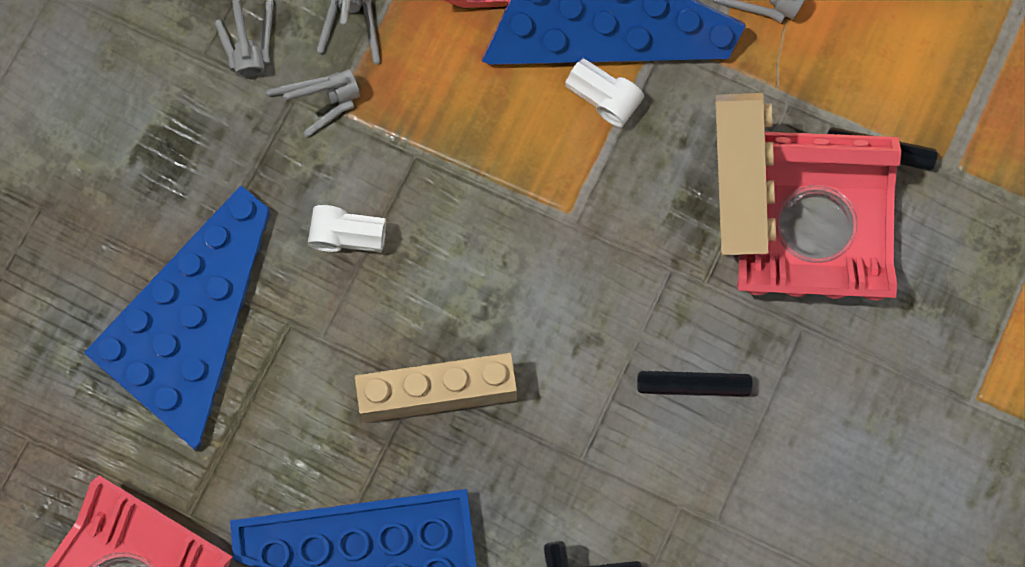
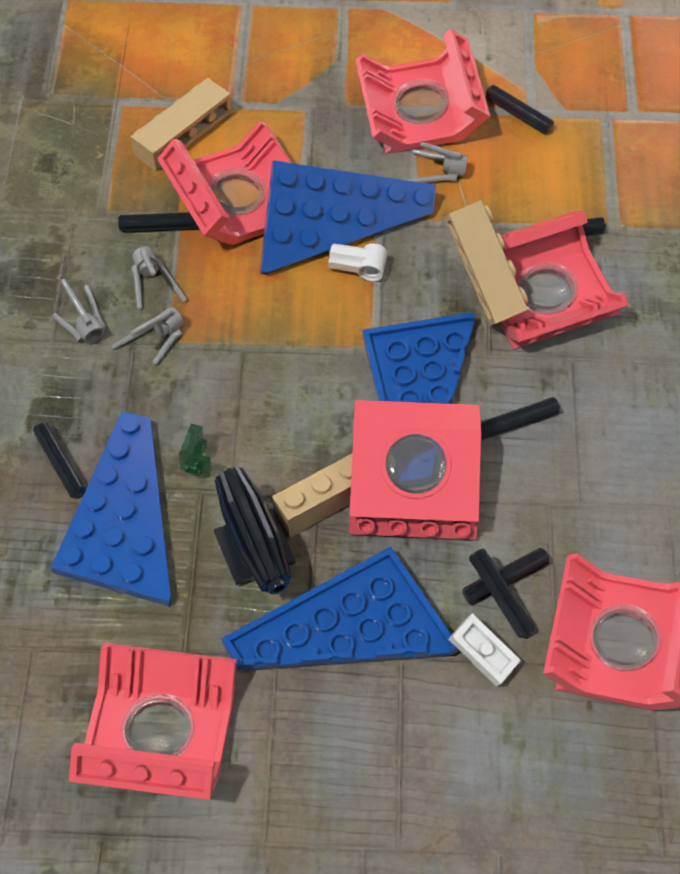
camera: 25 degrees left, 15 degrees down
(146, 219) = (59, 460): none -> black axle
(298, 269) = (192, 453): none -> clear green bracket
(315, 414) = (252, 534): none -> black plate
(335, 229) = (215, 411): white piece -> none
(535, 404) = (415, 470): none -> coral panel
(596, 284) = (418, 358): none -> blue wing

